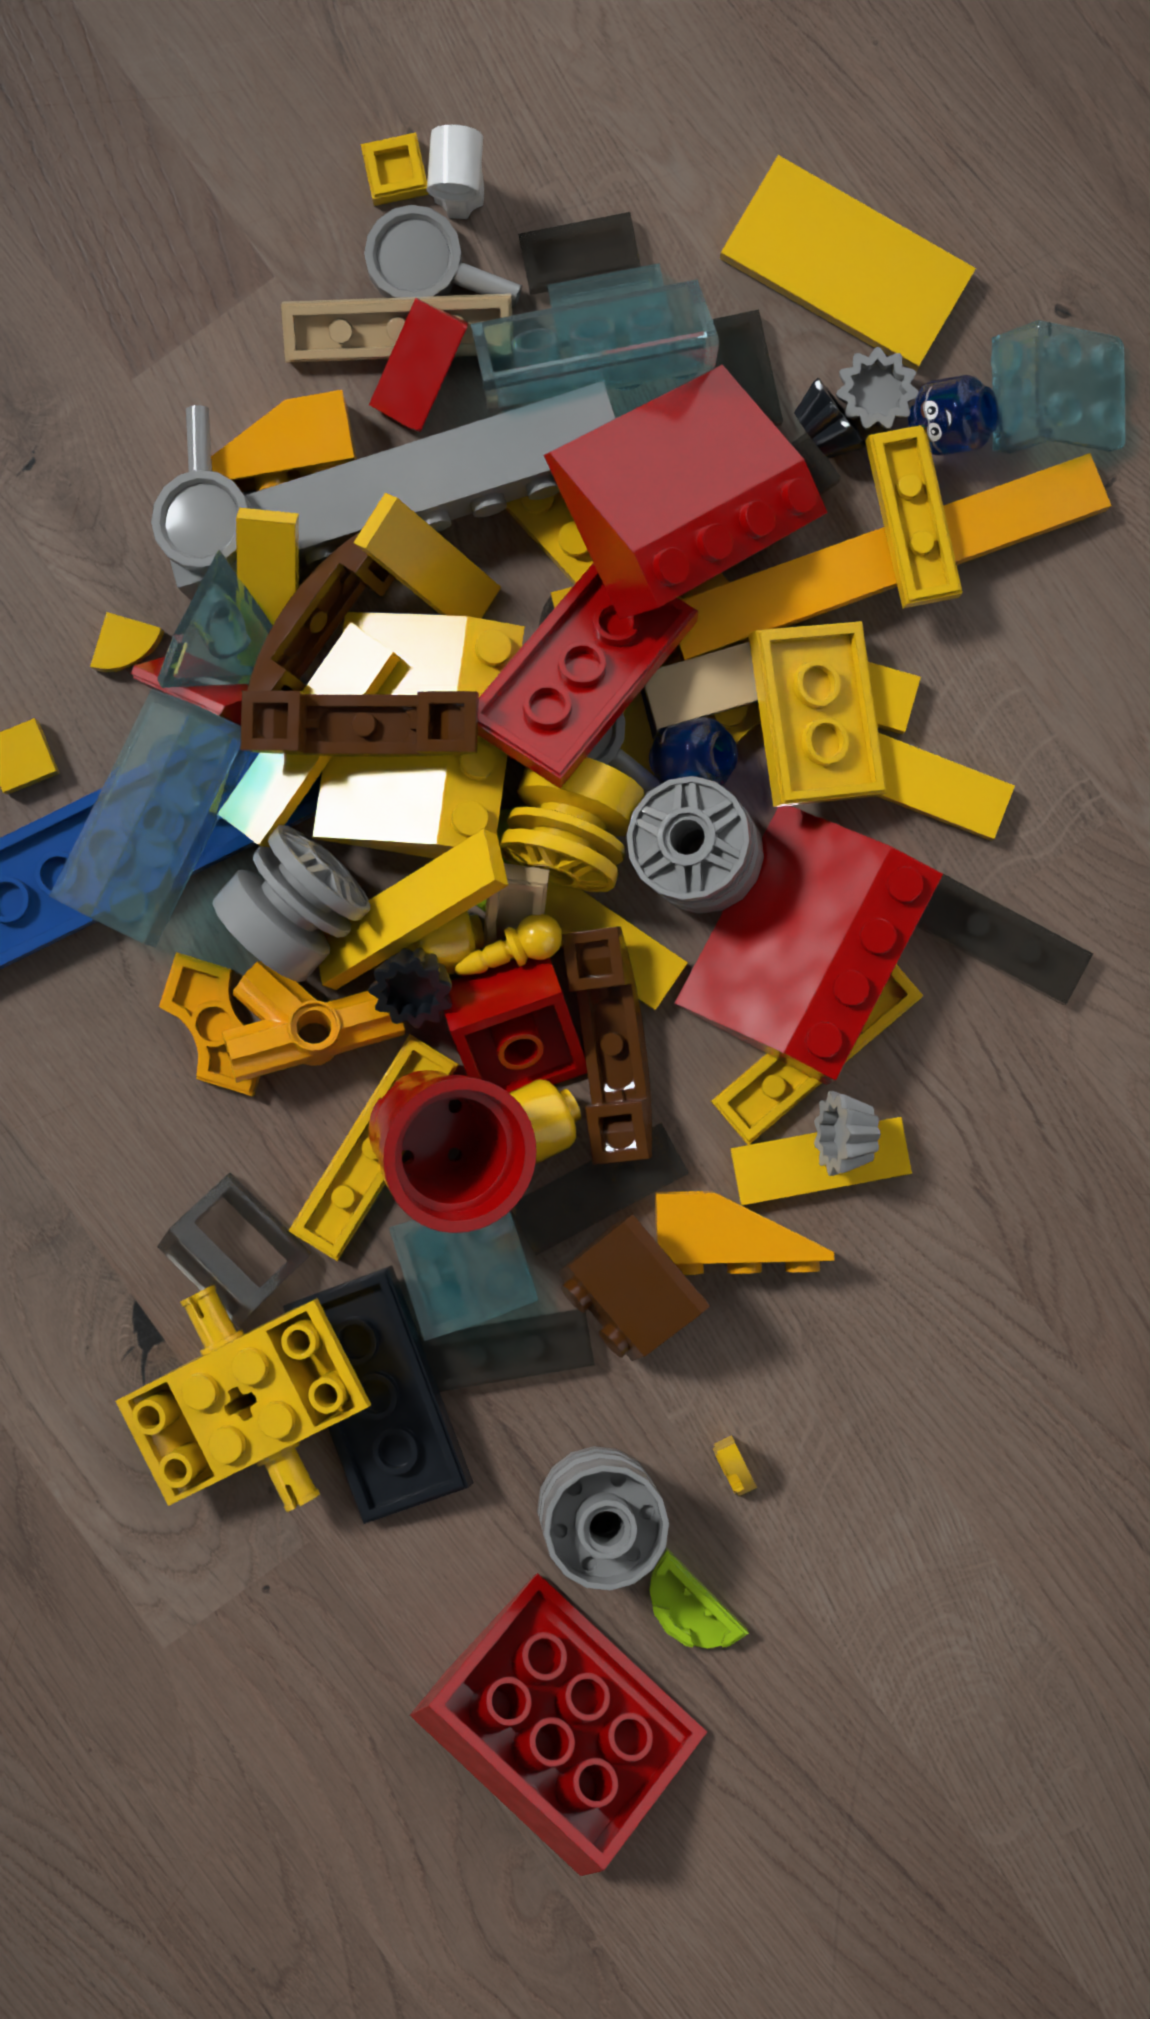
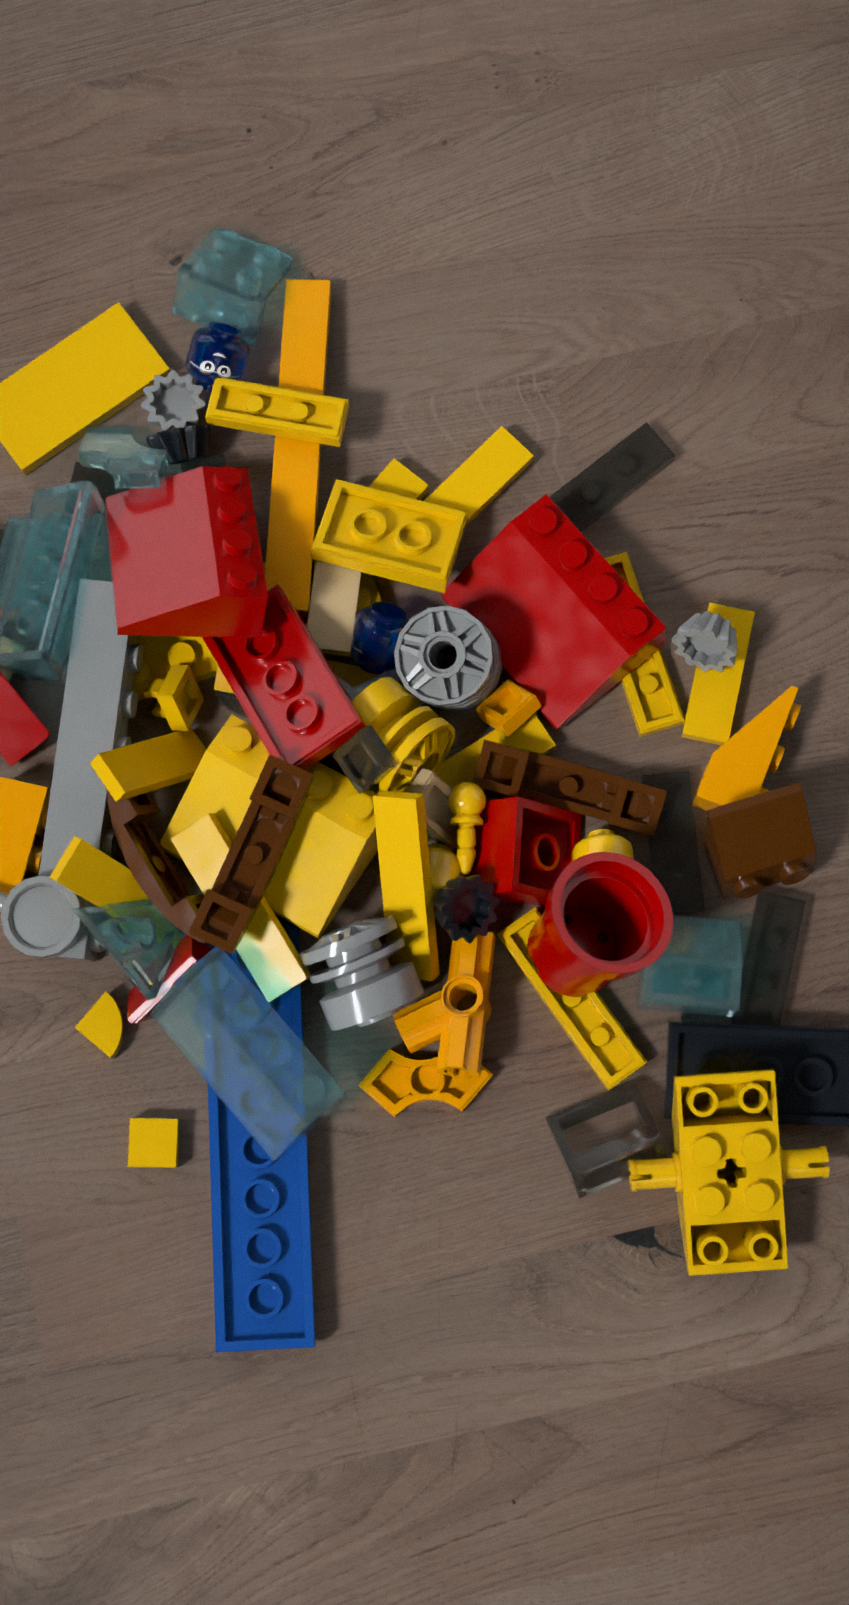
camera: 70 degrees left, 10 degrees down
(523, 554) = (177, 697): none -> yellow tile
(523, 801) = (365, 759): none -> clear smoke tile
(674, 937) = (508, 707): none -> light orange tile
(785, 350) = (123, 457): none -> clear light blue tile

